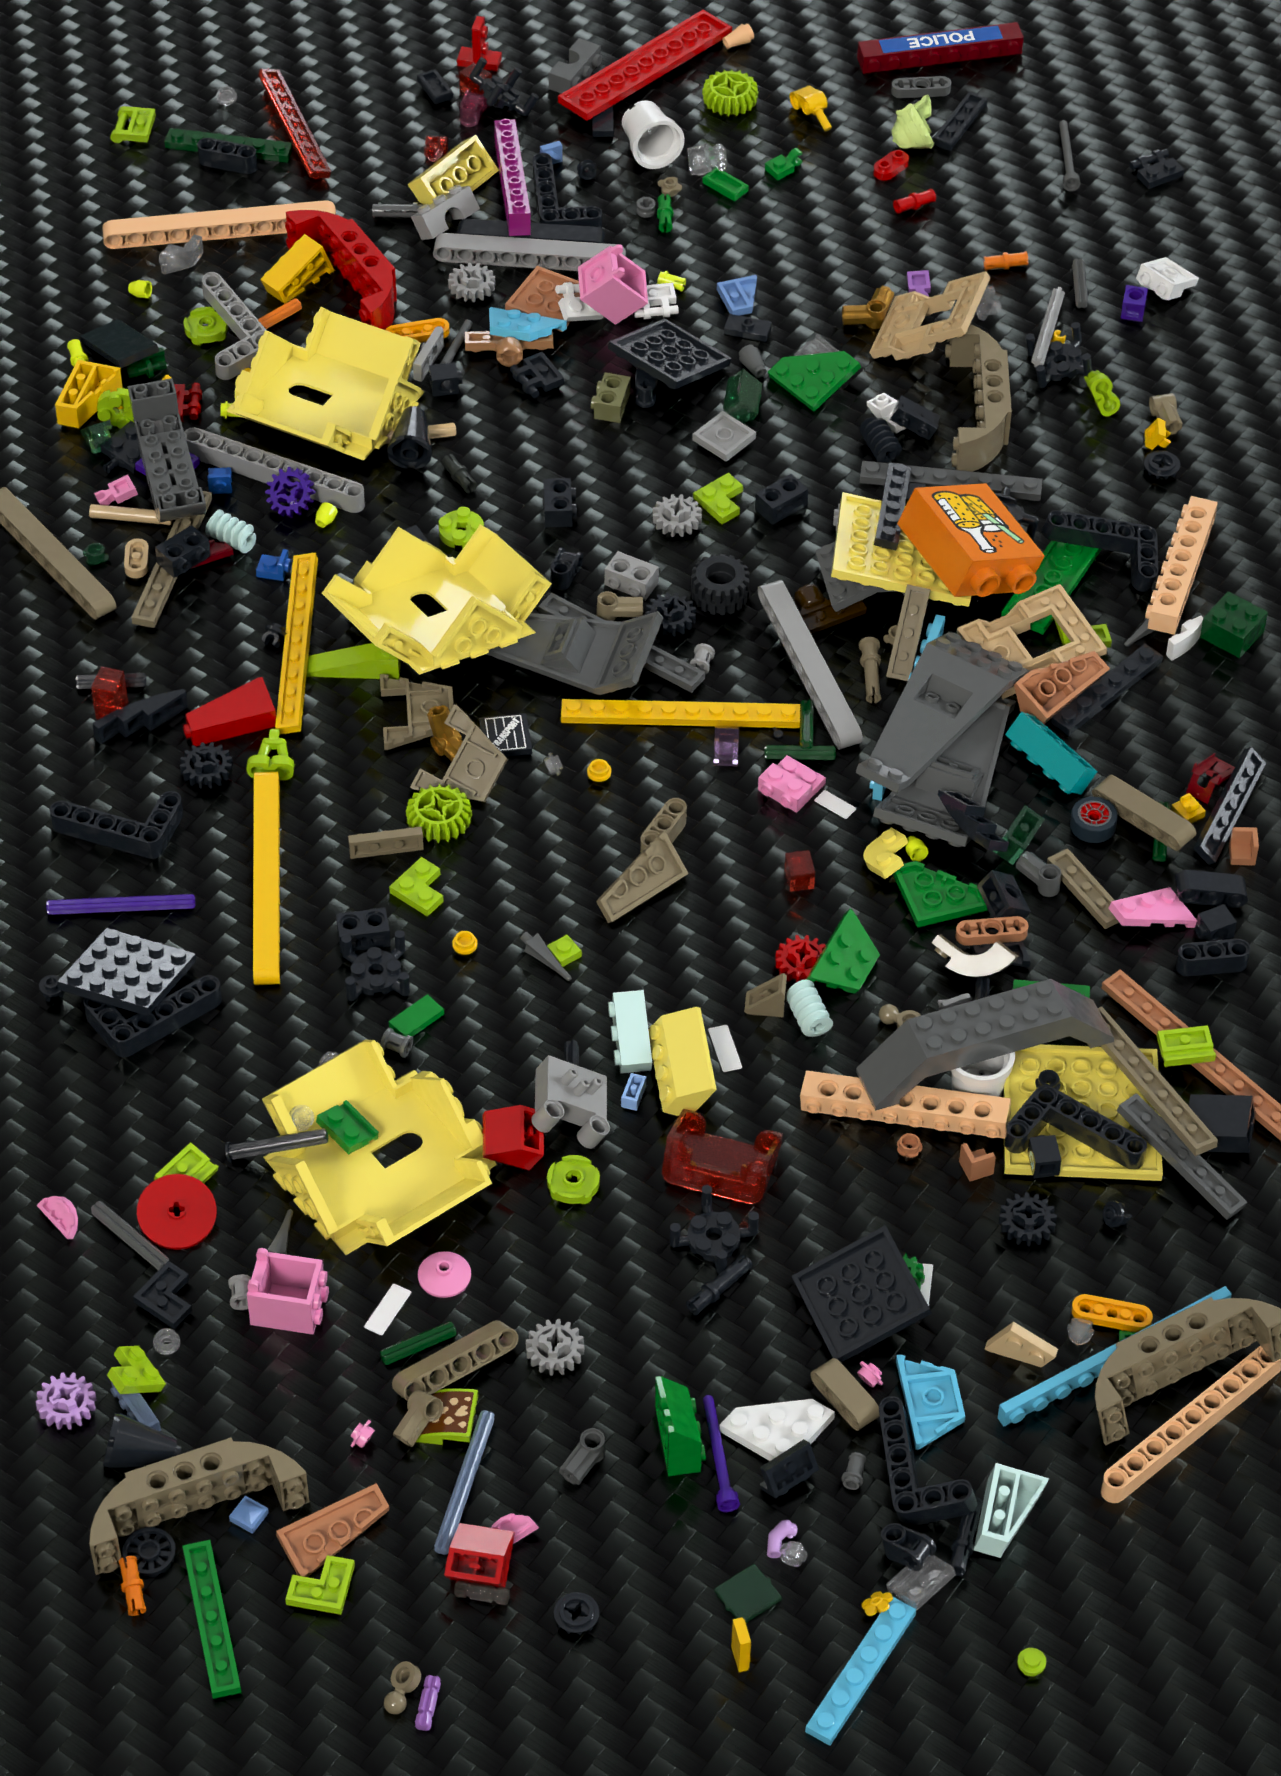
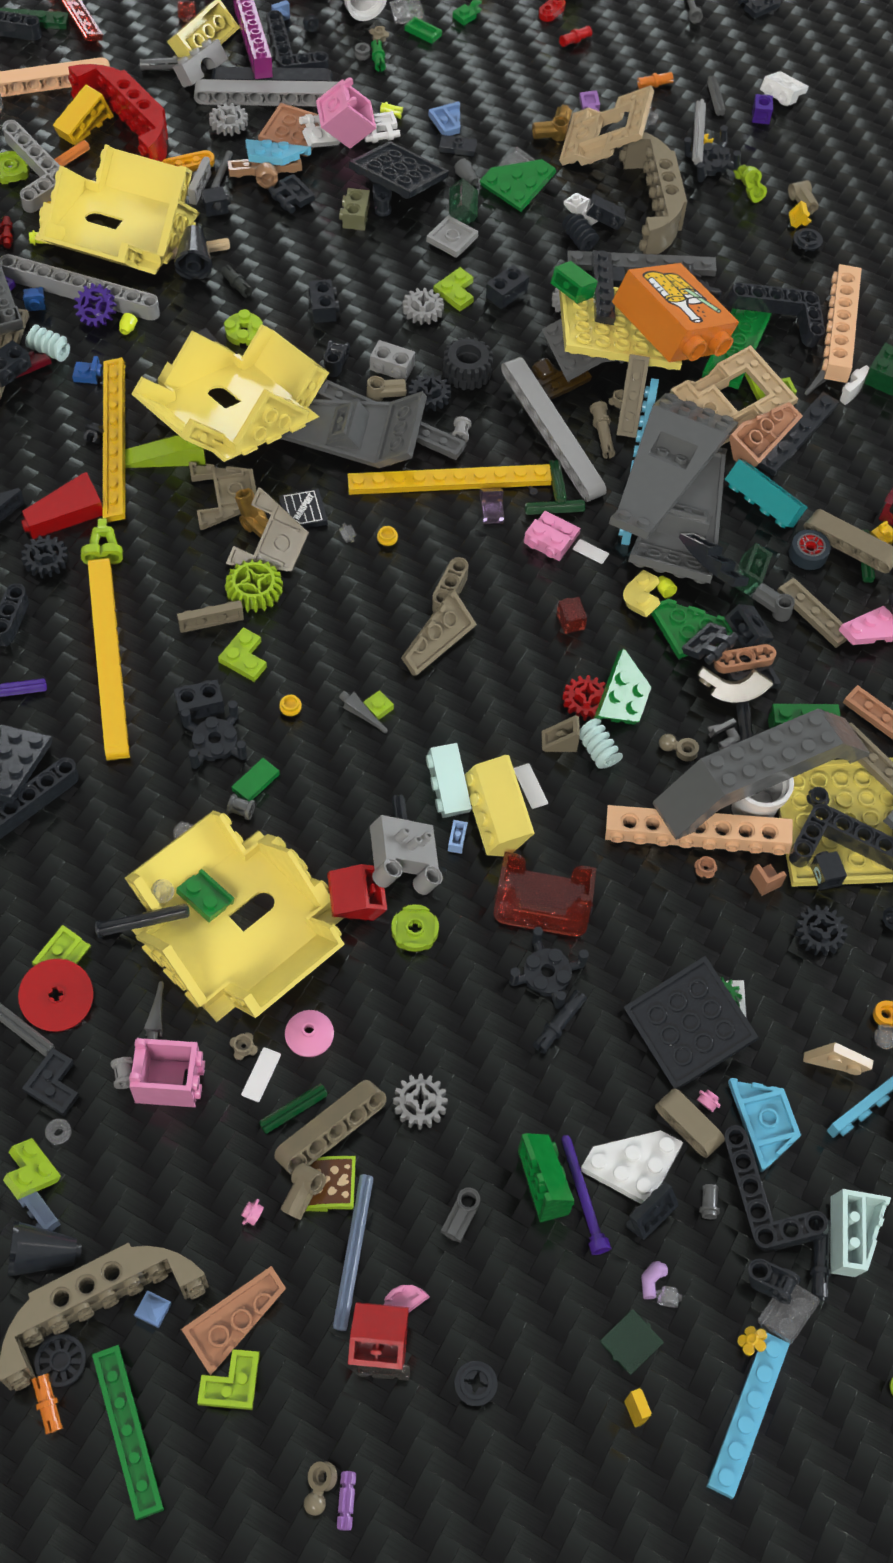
camera: 10 degrees left, 10 degrees up
(371, 1272) = (238, 1041): none -> dark tan plate
(856, 498) = (574, 282): none -> green brick
(952, 910) = (706, 639): none -> black plate

